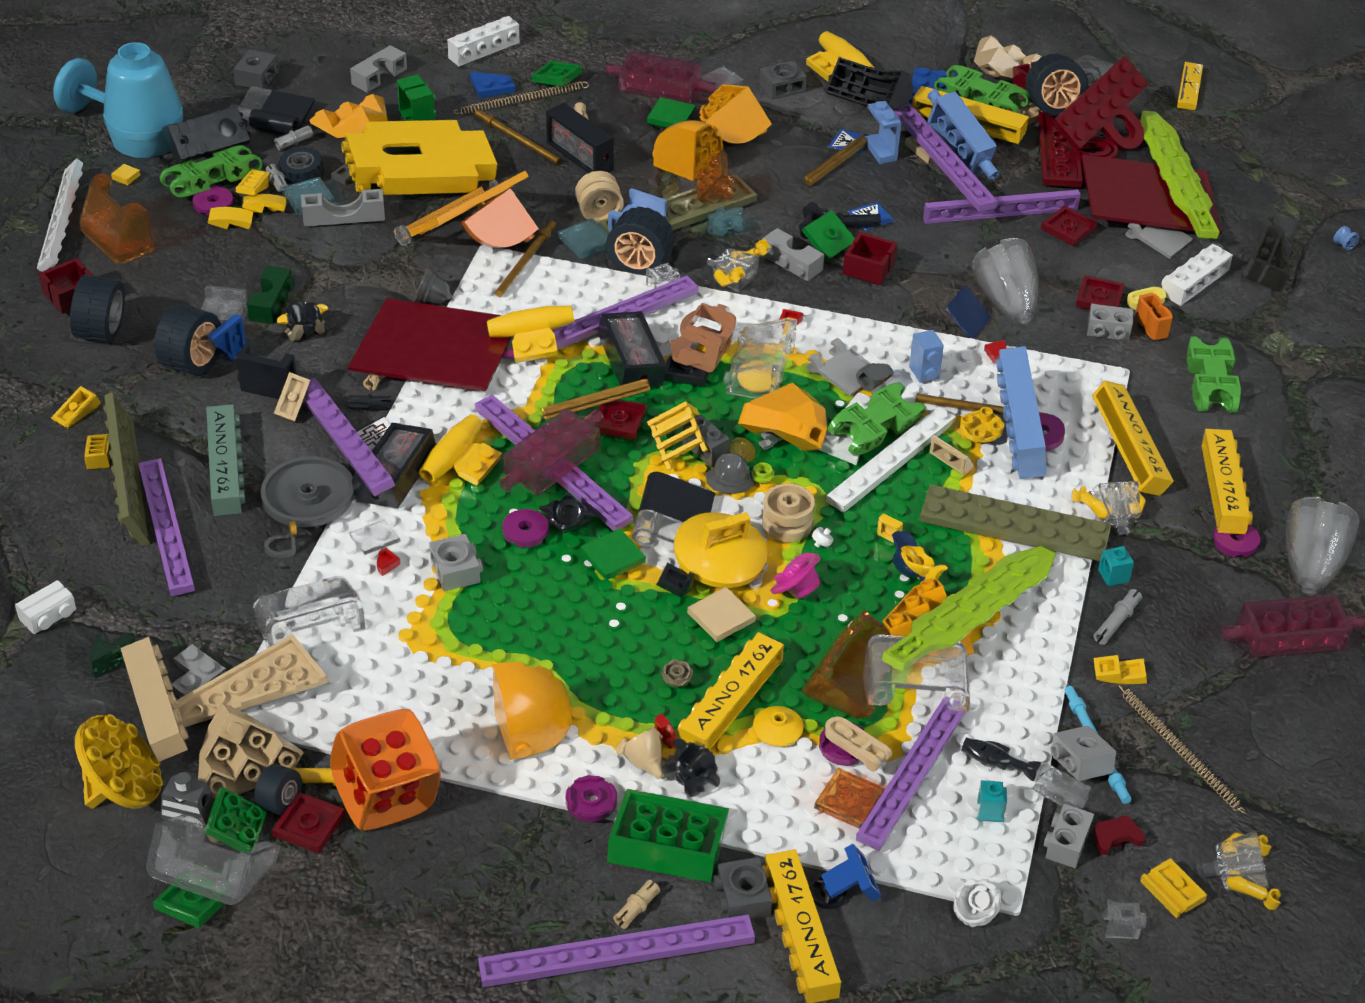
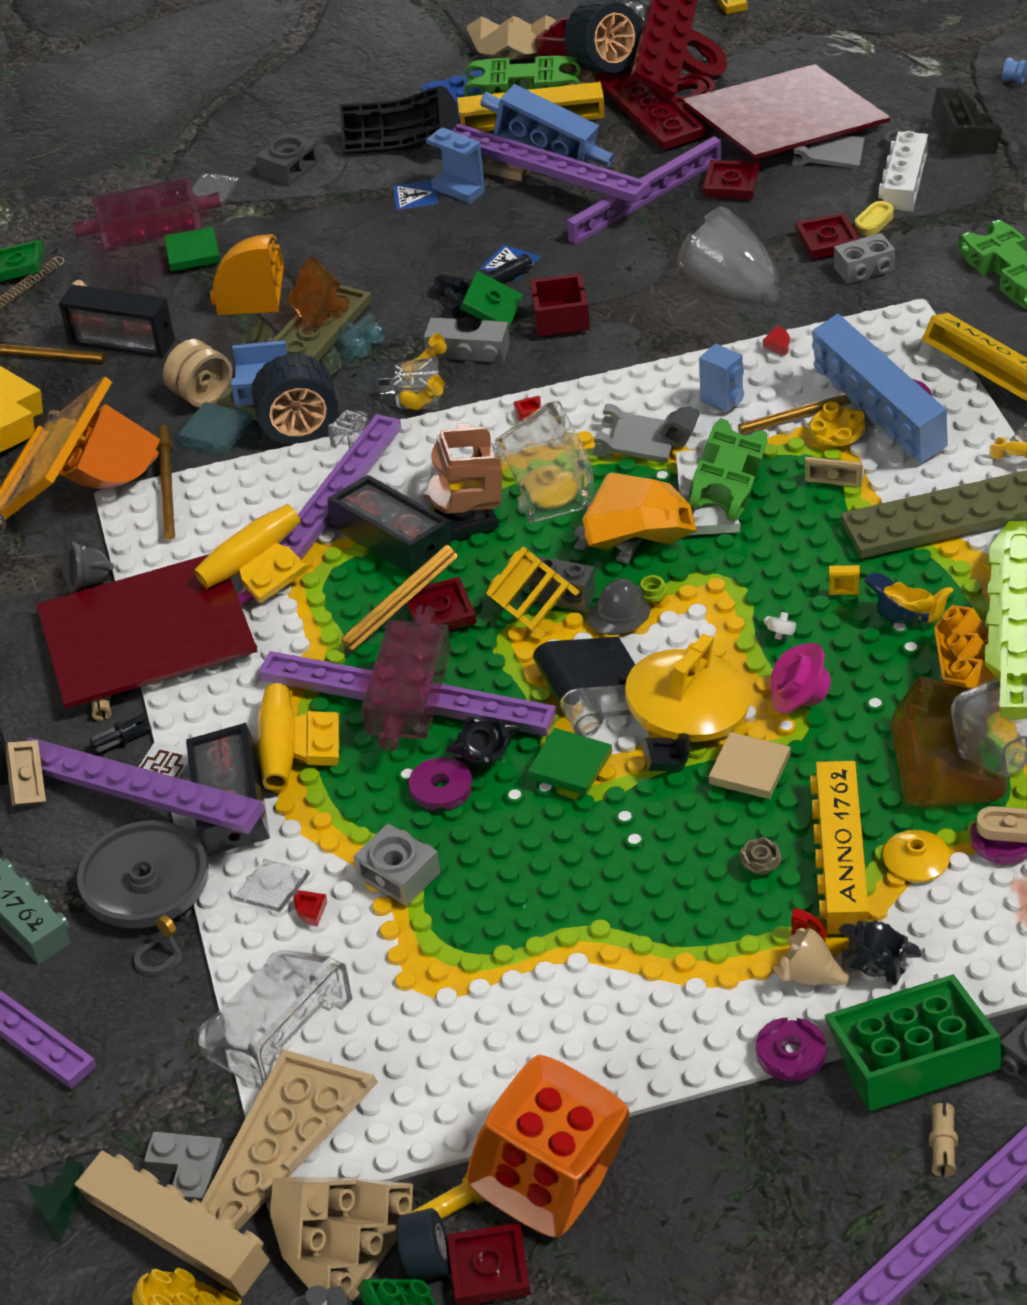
camera: 25 degrees left, 0 degrees up
(530, 708) = (641, 987): light orange brick -> none
(735, 114) = (273, 208): light orange brick -> none
(742, 447) = (606, 572): clear yellow hat -> none
(788, 512) = (727, 613): tan wheel -> none
(835, 47) = (322, 108): yellow plate -> none
(835, 160) = (420, 220): pearl gold axle -> none
(890, 459) = (773, 508): white plate -> none
(968, 312) = (713, 315): dark blue piece -> none
(1153, 316) = (906, 231): orange brick -> none
(1179, 174) = (800, 79): lime plate -> none

